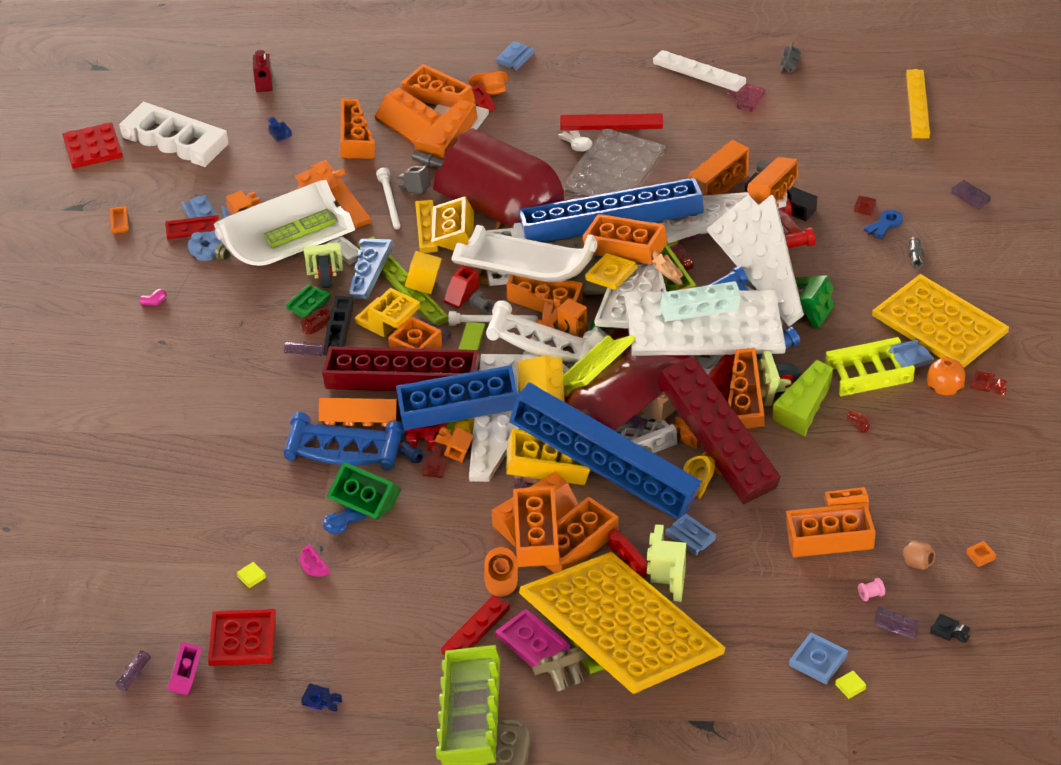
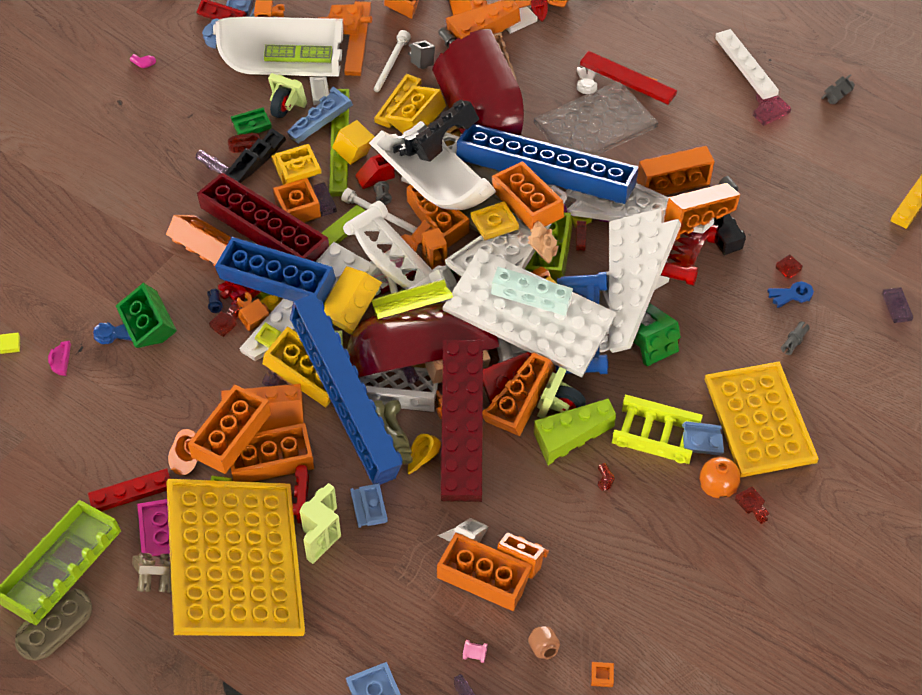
camera: 30 degrees right, 10 degrees up
(303, 432) = (149, 238): blue piece -> none
(483, 248) = (406, 148): none -> black plate
(489, 452) = (267, 335): none -> neon yellow tile
(500, 237) = (429, 142): none -> black arch
(778, 520) = (469, 528): none -> white slope

